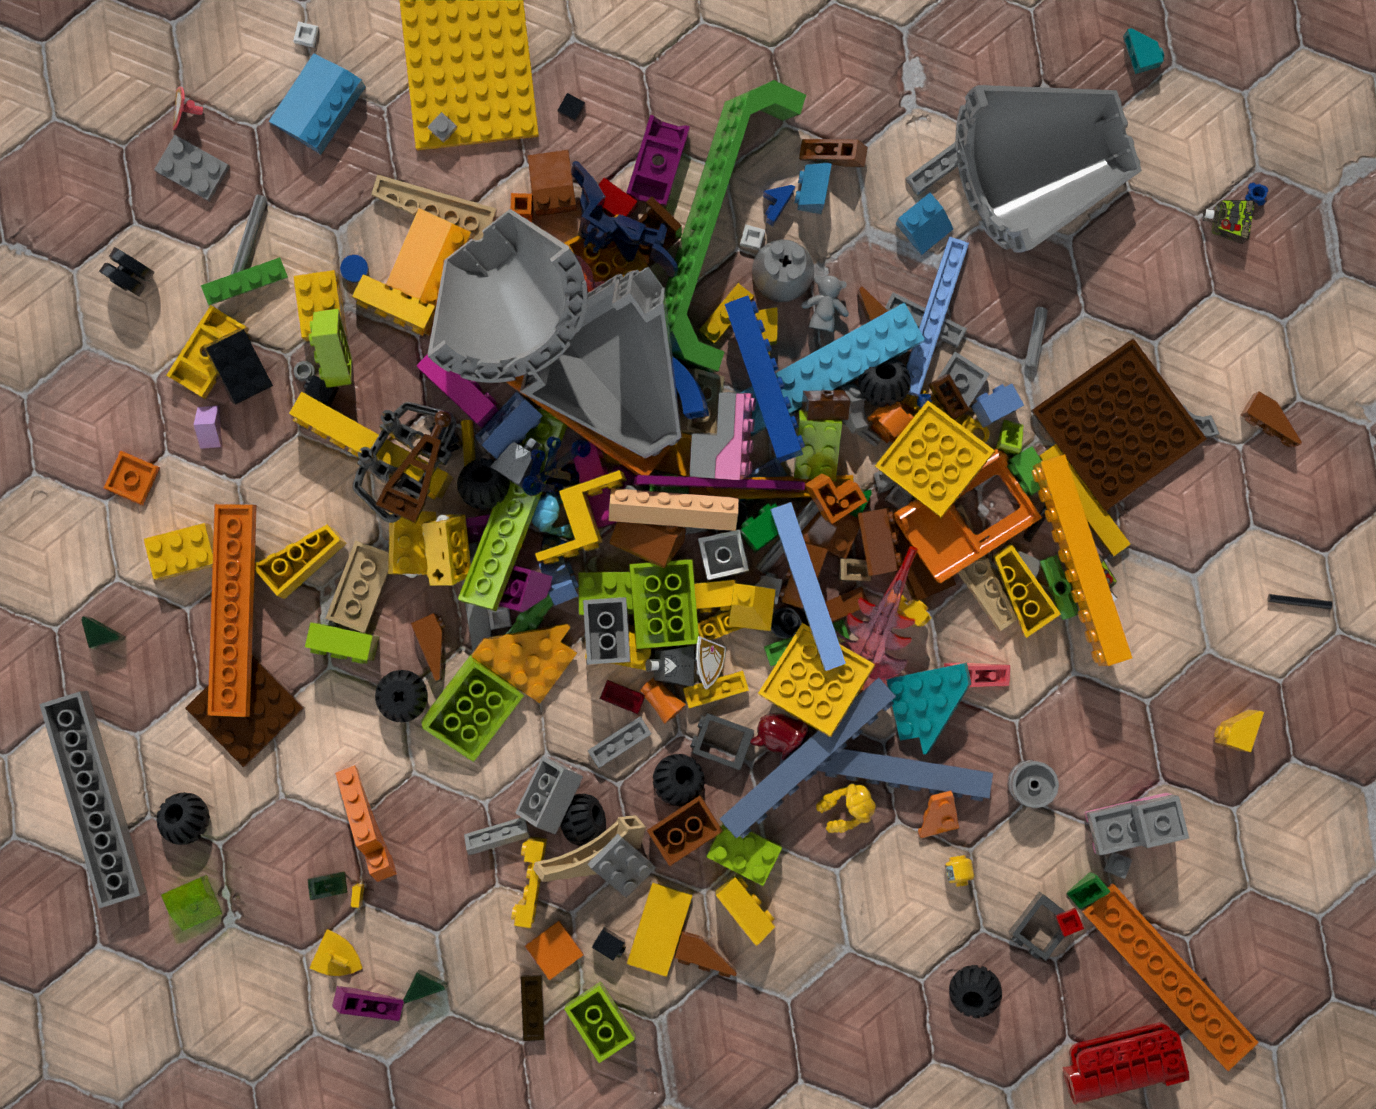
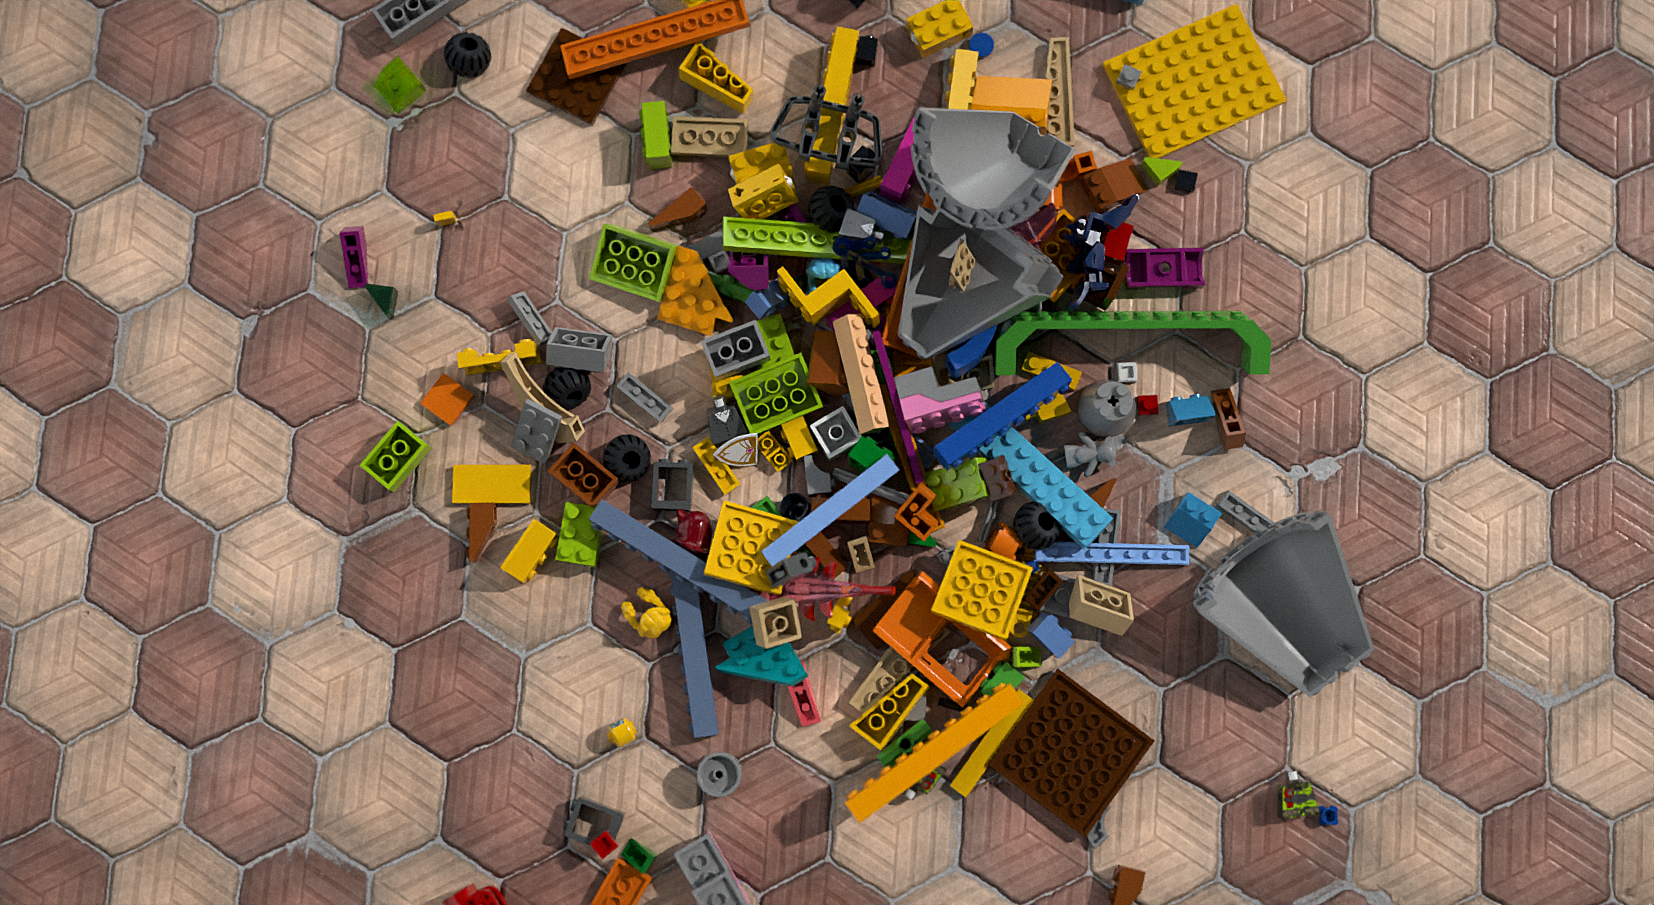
camera: 75 degrees right, 5 degrees down
(304, 370) = (879, 31): light grey plate -> none
(327, 885) = (446, 189): clear green slope -> none
(331, 348) = (905, 44): lime brick -> none
(335, 956) = (388, 218): yellow shield -> none
(364, 826) = (504, 203): orange arch -> none
(400, 503) = (788, 139): reddish brown plate -> none
(414, 696) = (628, 209): black wheel -> none
(532, 1007) = (392, 396): dark brown plate -> none
(551, 129) = (1160, 169): none -> lime slope
(592, 367) = (961, 267): none -> tan hinge
(609, 944) = (465, 444): black brick -> none
(622, 697) = (684, 388): dark red tile -> none
(662, 700) = (692, 422): orange plant -> none
(752, 607) = (797, 471): yellow slope -> none
(780, 197) = (1170, 385): blue slope -> none
(793, 228) = (1147, 405): none -> red plate
(855, 640) = (796, 568): none -> dark grey torso
(857, 419) = (1003, 507): light grey arch -> none
(880, 541) = (893, 565): dark orange slope -> none
(898, 497) = (937, 572): light grey plate -> none
(902, 678) = (775, 622): none -> tan brick
(940, 815) = (665, 698): orange wing -> none
(975, 991) = (518, 780): black wheel -> none
(984, 345) = (1101, 605): none -> tan slope
(1036, 337) = (1125, 652): light grey axle -> none
(1118, 865) = (671, 877): light grey plate -> none
(1143, 51) = (1421, 668): teal slope -> none

